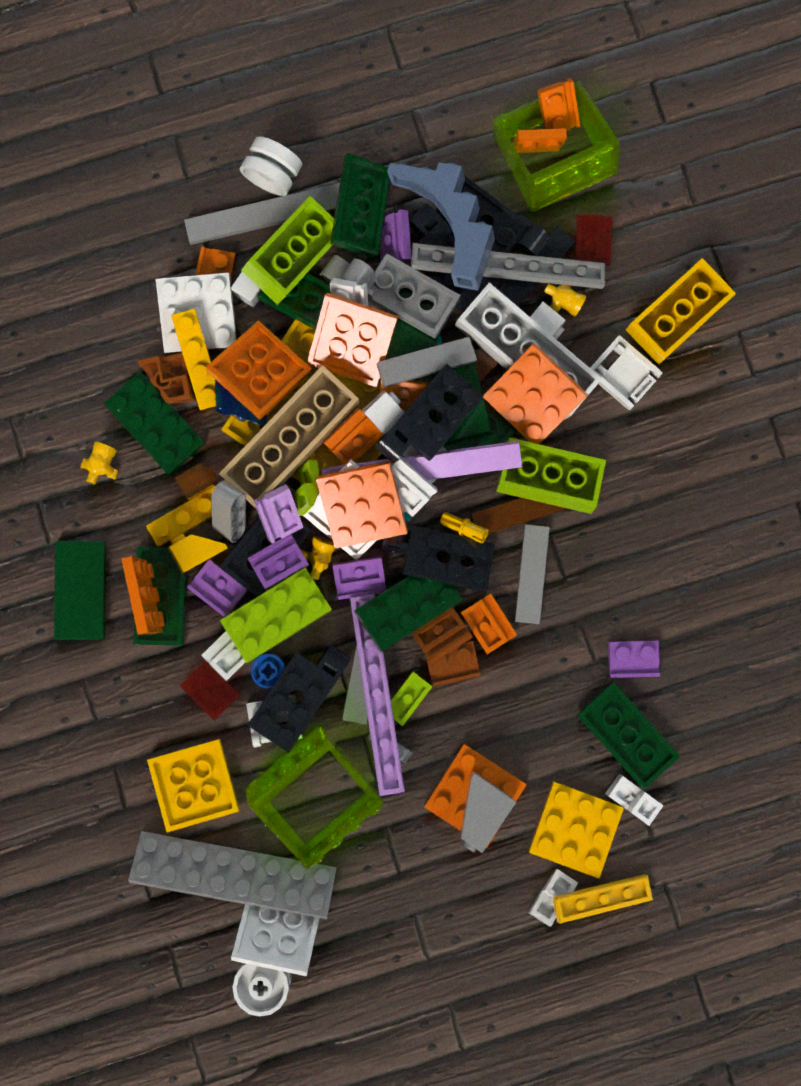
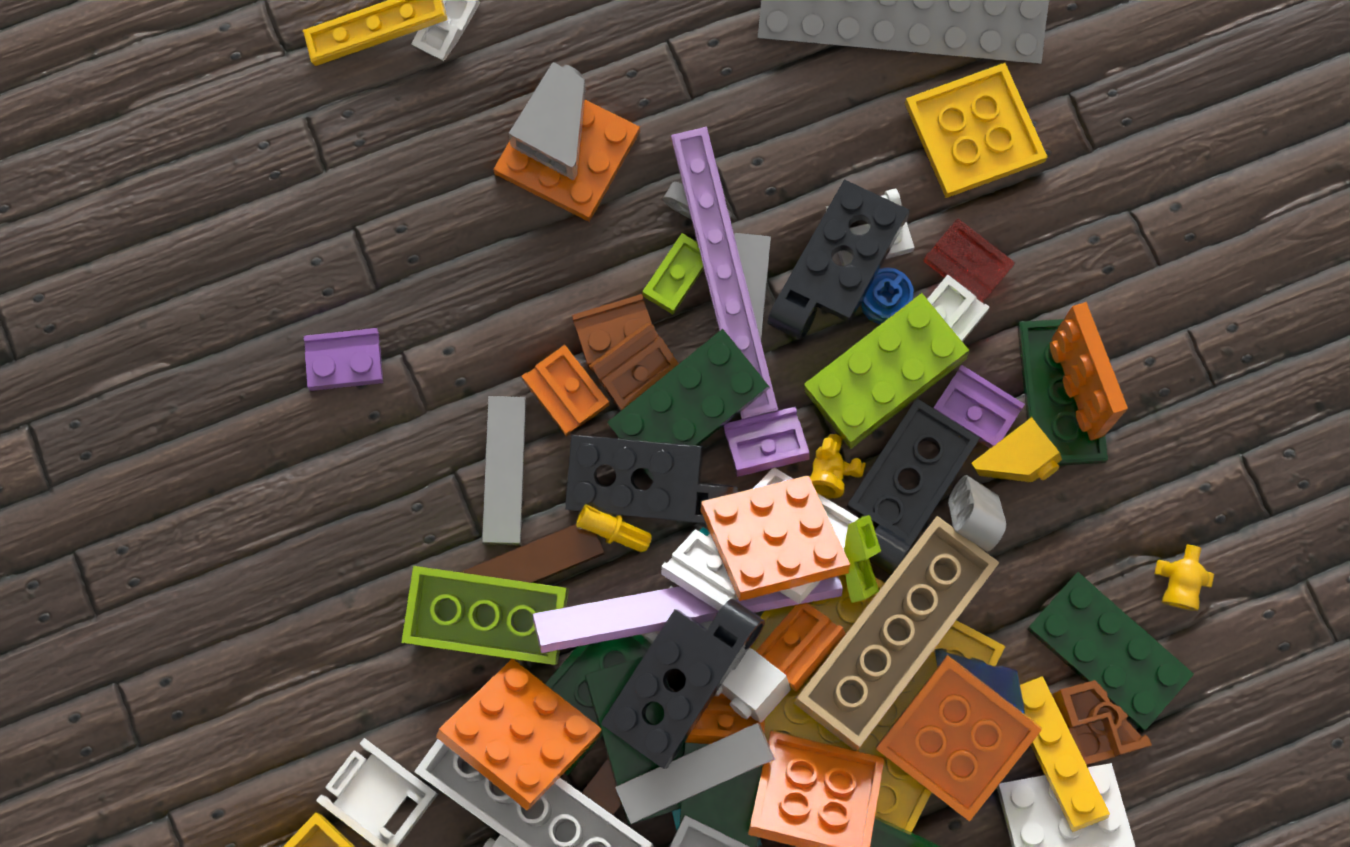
camera: 175 degrees right, 10 degrees down
(80, 590) = (1183, 390): dark green tile -> none
(182, 519) = (1043, 510): yellow plate -> none
(196, 481) = (1032, 563): clear orange brick -> none
(278, 513) = (900, 514): lavender plate -> none
(278, 562) = (892, 448): medium lavender plate -> none
(289, 768) = (839, 158): clear neon green windscreen -> none
(576, 829) = (417, 116): yellow plate -> none
(628, 735) = (348, 248): dark green plate -> none
(634, 799) = (334, 162): white slope -> none

